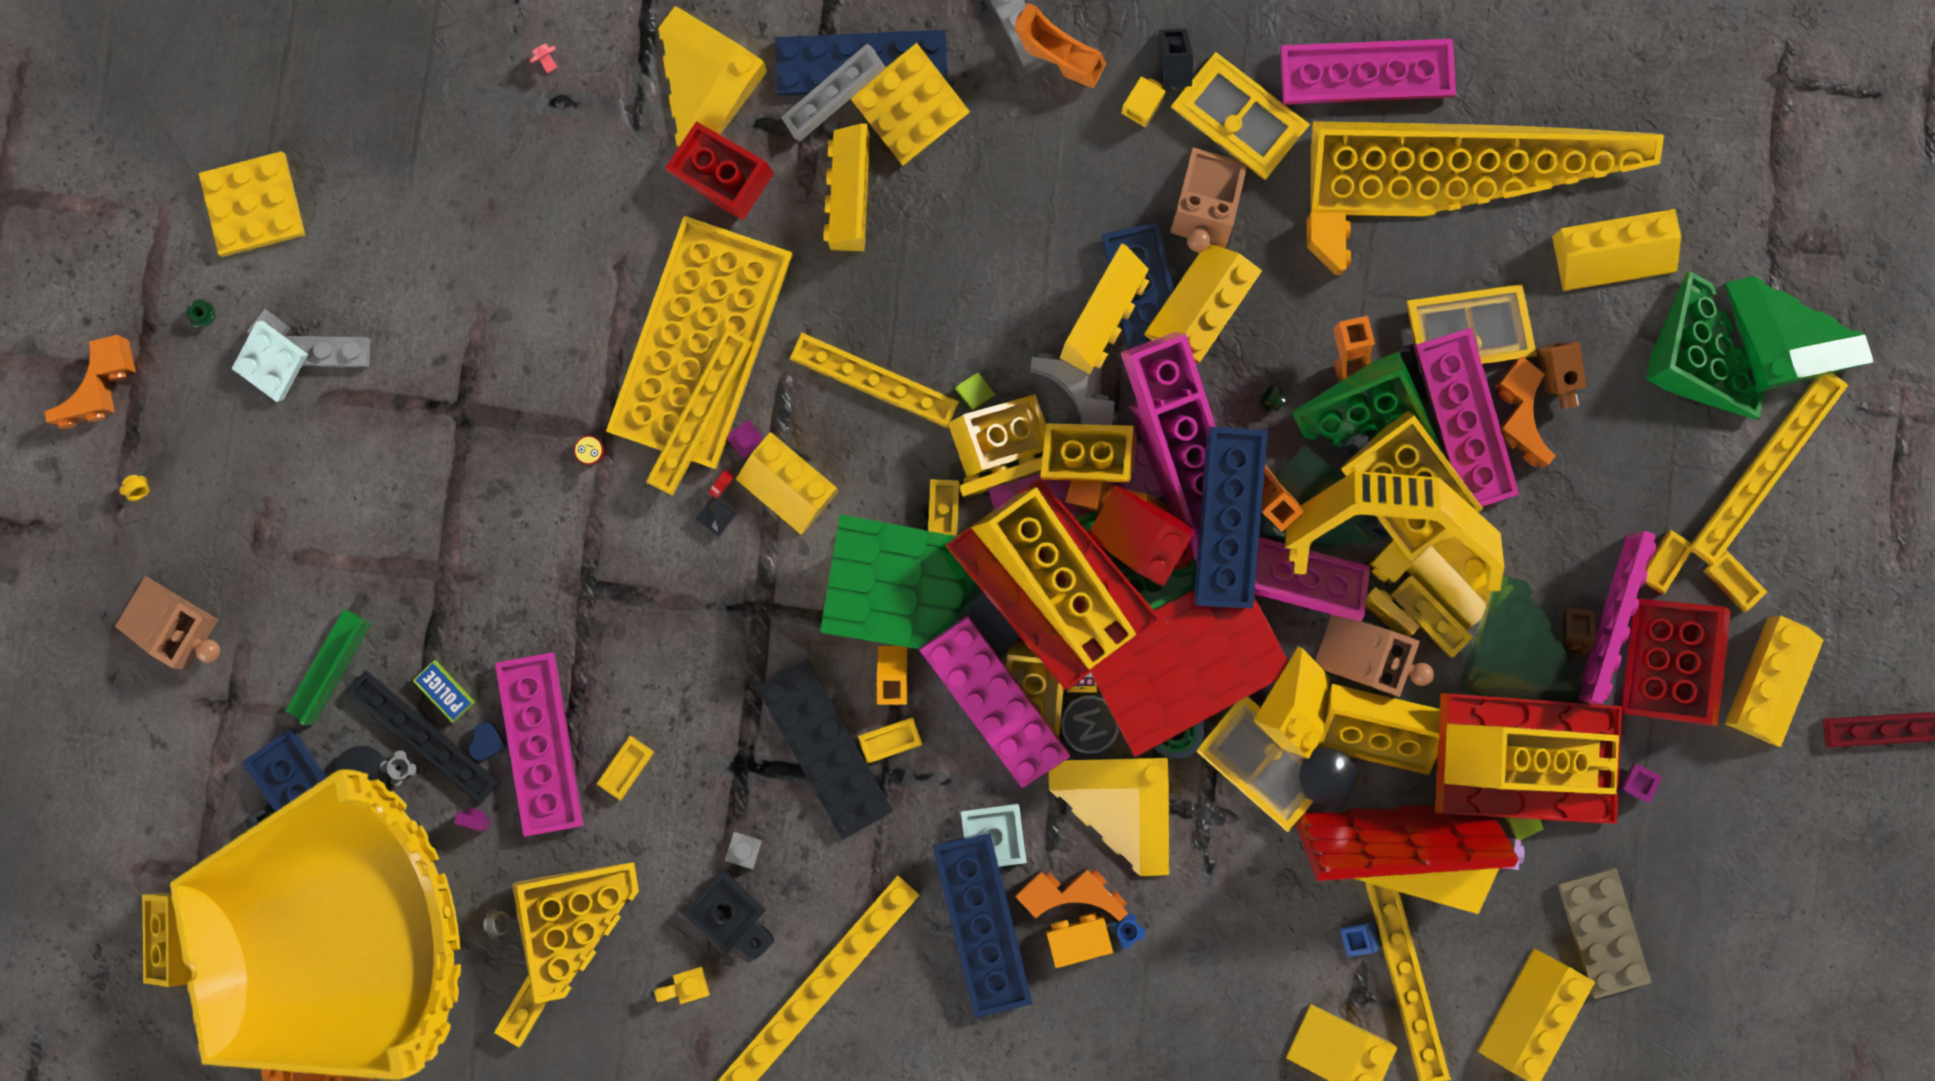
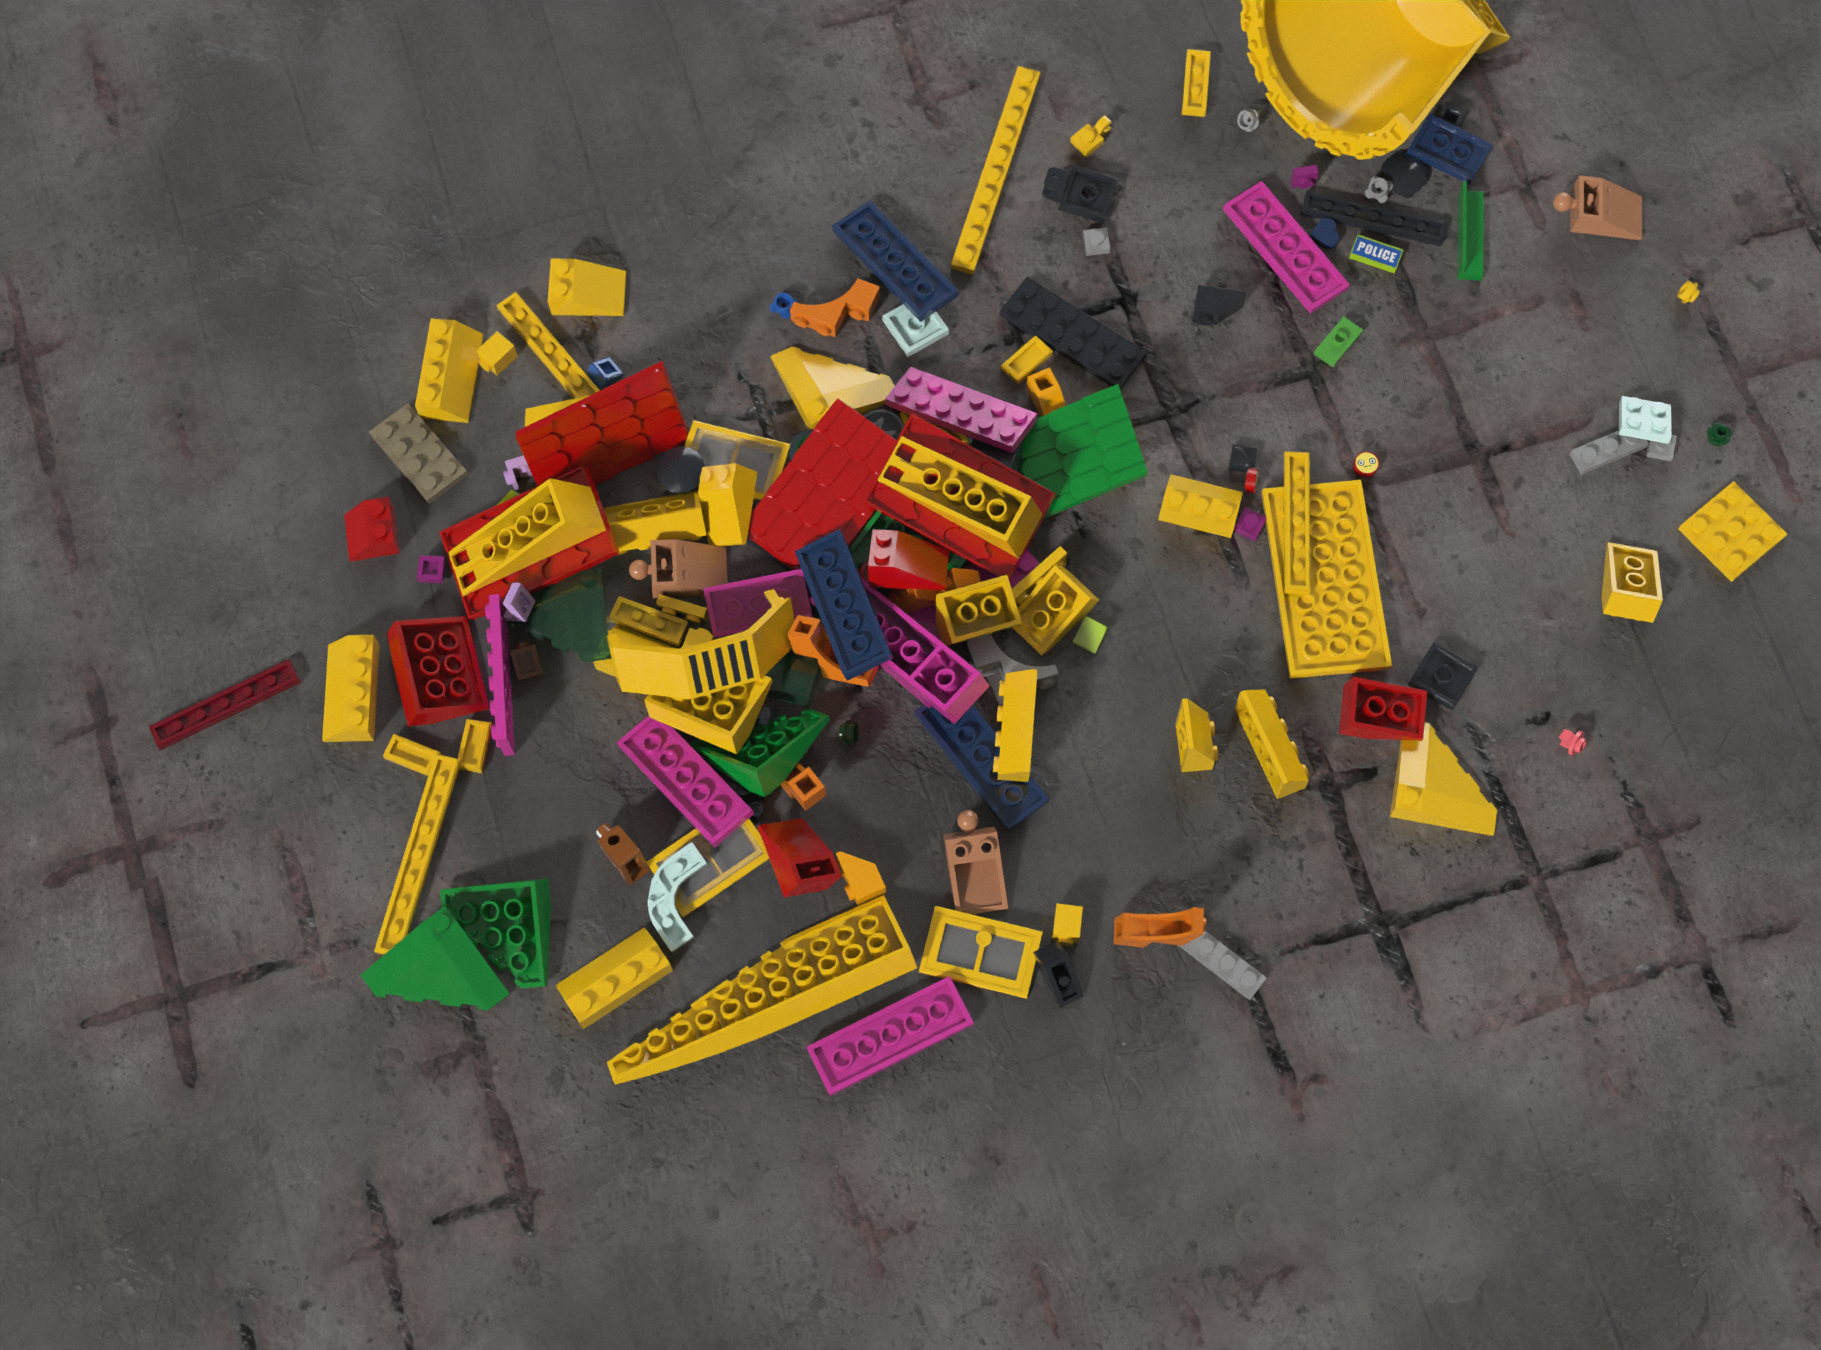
camera: 155 degrees right, 15 degrees down
(109, 361) = (1763, 367): orange arch -> none
(389, 194) = (1631, 583): none -> yellow slope
(542, 605) = (1338, 342): none -> bright green plate
(565, 919) = (1200, 140): yellow slope -> none
(625, 768) = (1213, 259): yellow tile -> none
(636, 184) = (1443, 675): none -> black plate
(654, 707) = (1216, 304): none -> black slope
(809, 60) = (1316, 856): dark blue plate -> none
(833, 92) = (1325, 811): light grey plate -> none
(874, 380) = (1174, 611): yellow tile -> none
(910, 104) = (1258, 833): yellow plate -> none
(926, 223) = (1195, 738): none -> yellow slope
(943, 506) = (1070, 536): yellow plate -> none
(1079, 940) = (817, 280): light orange brick -> none
(1205, 298) = (940, 775): yellow slope -> none
(1385, 283) = (799, 857): none -> red slope
(1475, 1014) = (496, 354): none -> yellow brick
(1519, 428) = (639, 792): orange arch -> none
(1539, 303) = (663, 895): none -> light aqua plate
(1571, 685) = (518, 603): none -> lavender bracket
(1688, 858) = (371, 529): none -> red slope

